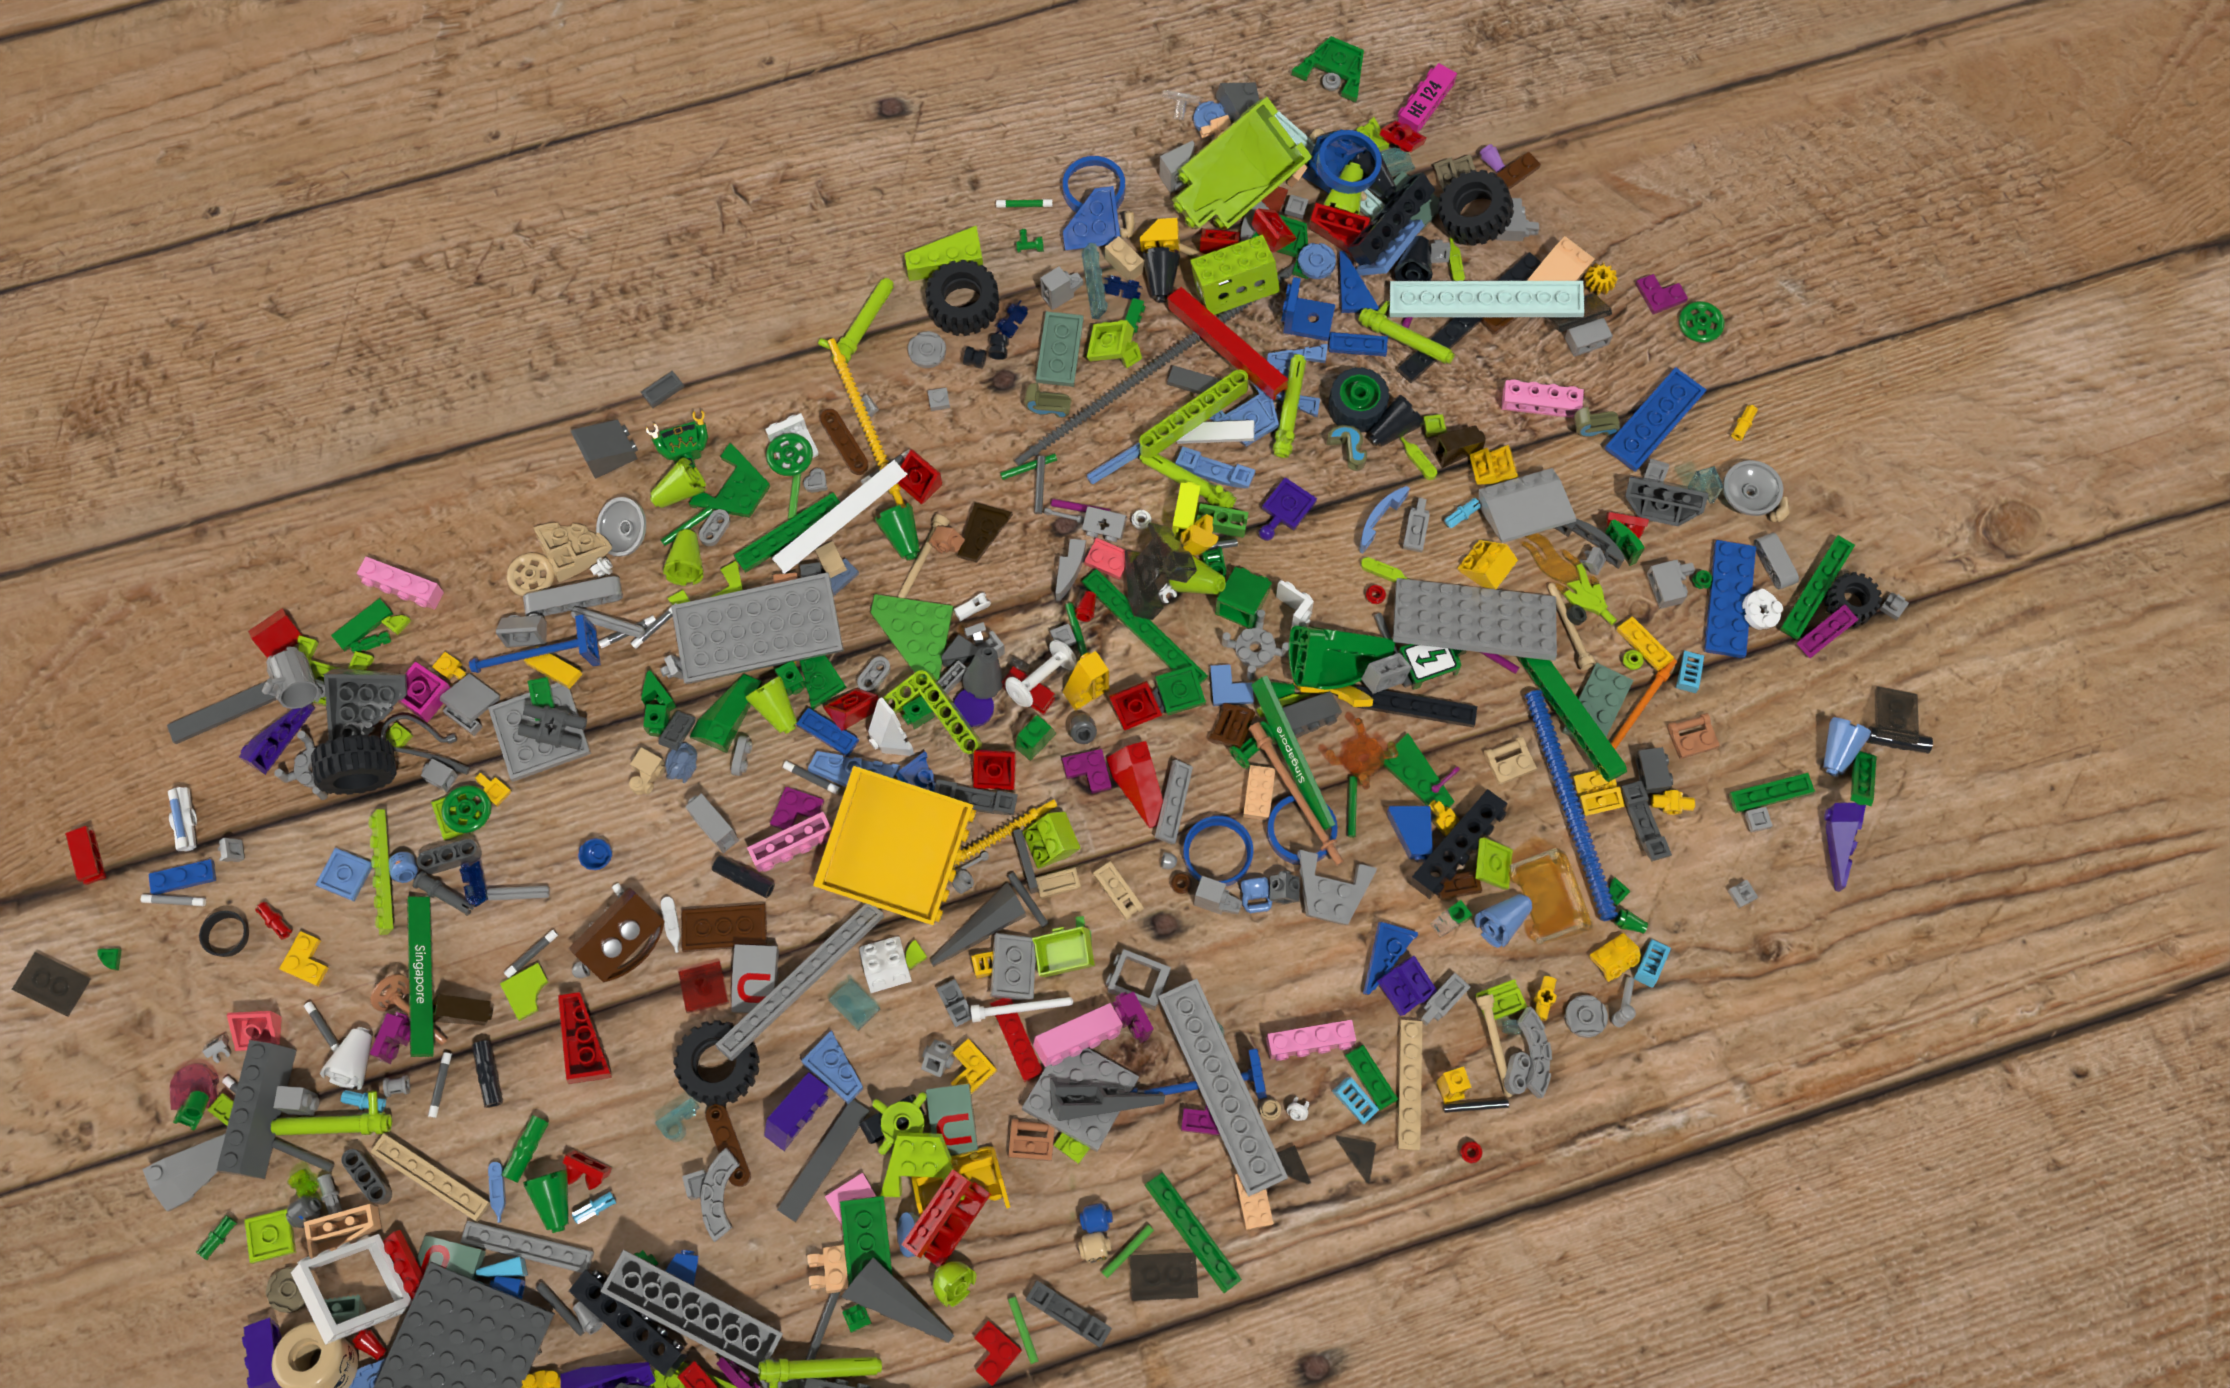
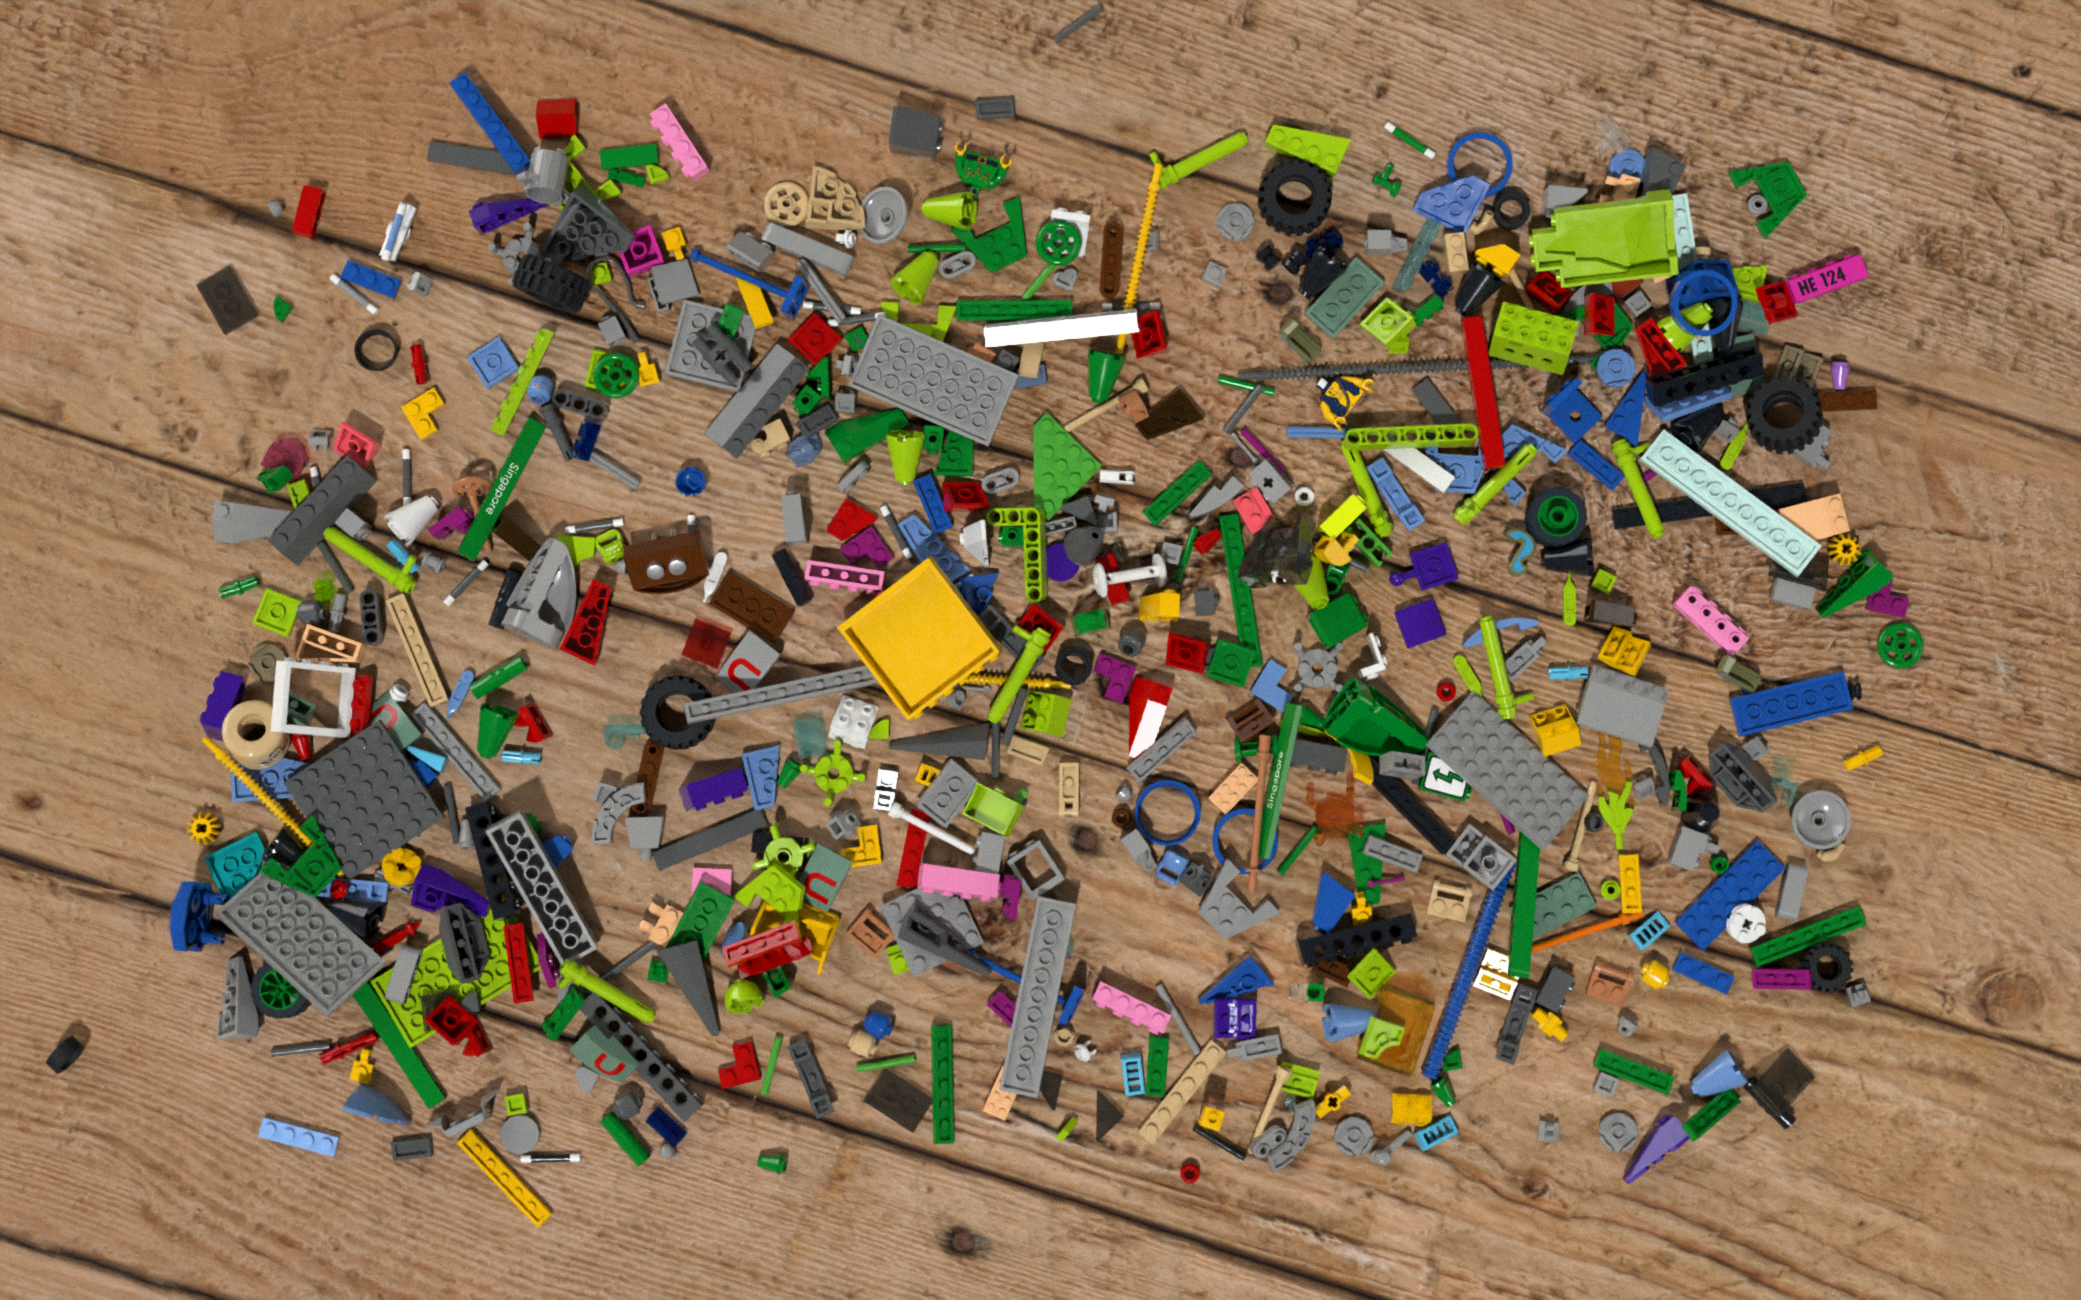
camera: 40 degrees right, 15 degrees up
(51, 873) = (276, 208): none -> light grey hinge
(212, 673) = (490, 124): none -> blue brick
(436, 1229) = (399, 693): none -> white plate
(522, 1045) = (544, 596): none -> light grey panel
(562, 963) = (613, 551): none -> lime piece
(610, 748) = (756, 401): none -> dark grey slope
(629, 665) = (815, 339): none -> red plate
(666, 642) = (856, 339): none -> green tile
(687, 285) = (1077, 24): none -> dark grey bar
(691, 699) = (845, 402): none -> light grey tile
(759, 1196) = (645, 834): none -> light grey torso
(762, 795) = (849, 520): none -> red wing
(857, 1047) = (789, 772): none -> green cone
(895, 1009) = (822, 769): none -> lime plate
(974, 1244) = (777, 981): none -> green slope
(1001, 788) = (1034, 648): none -> lime cylinder
(1025, 338) = (1321, 271): none -> black cone
(1033, 587) = (1177, 493): none -> green tile
(1043, 795) = (1082, 654): none -> black tyre
(1086, 990) = (989, 853): none -> light grey brick
(1115, 421) = (1341, 397): none -> torso
(1121, 656) = (1205, 602): none -> dark grey brick
(1144, 190) = (1525, 211): none -> black tyre
(1312, 555) = (1420, 623): none -> dark purple slope
(1334, 1192) = (1066, 1129): none -> lime tile
(1359, 1023) = (1178, 1019): none -> light grey bar
(1427, 565) = (1504, 696): none -> lime cylinder
(1433, 753) = (1392, 854): none -> light grey tile
(1508, 704) = (1480, 857): none -> light grey slope
(1542, 911) = (1379, 1036): none -> lime tile
(1632, 291) = (1863, 579): none -> green wedge
(1658, 546) = (1701, 813): none -> black cone
(1697, 375) = (1855, 691): none -> black bush
(1724, 701) = (1655, 974): none -> yellow head
(1735, 756) = (1627, 1023): none -> light grey tile
(1760, 675) = (1703, 973): none -> blue plate
(1799, 853) = (1617, 1132): none -> light grey tile

